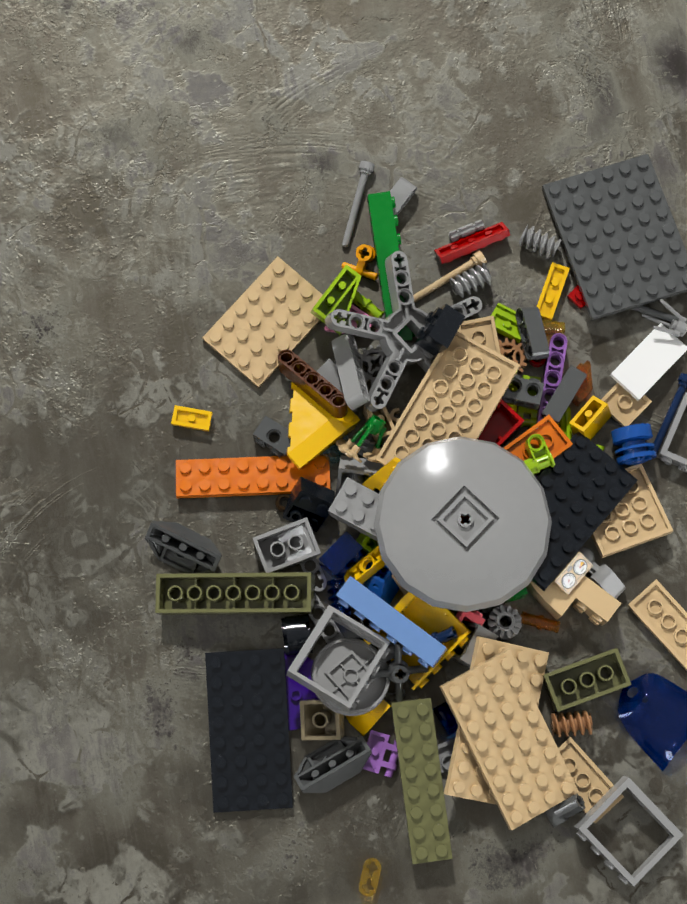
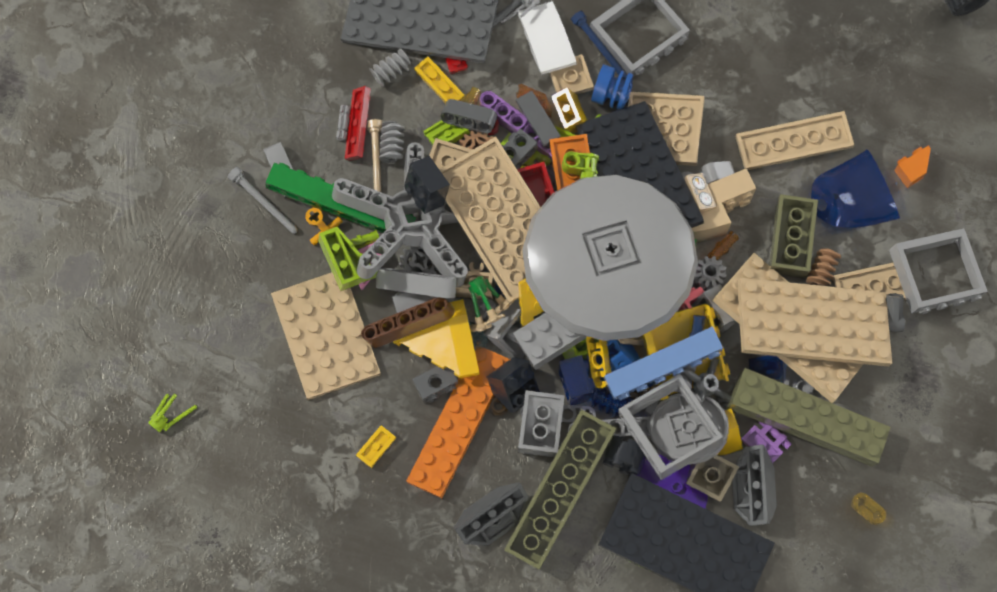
camera: 60 degrees left, 5 degrees down
(117, 228) = (158, 419): none -> lime plant

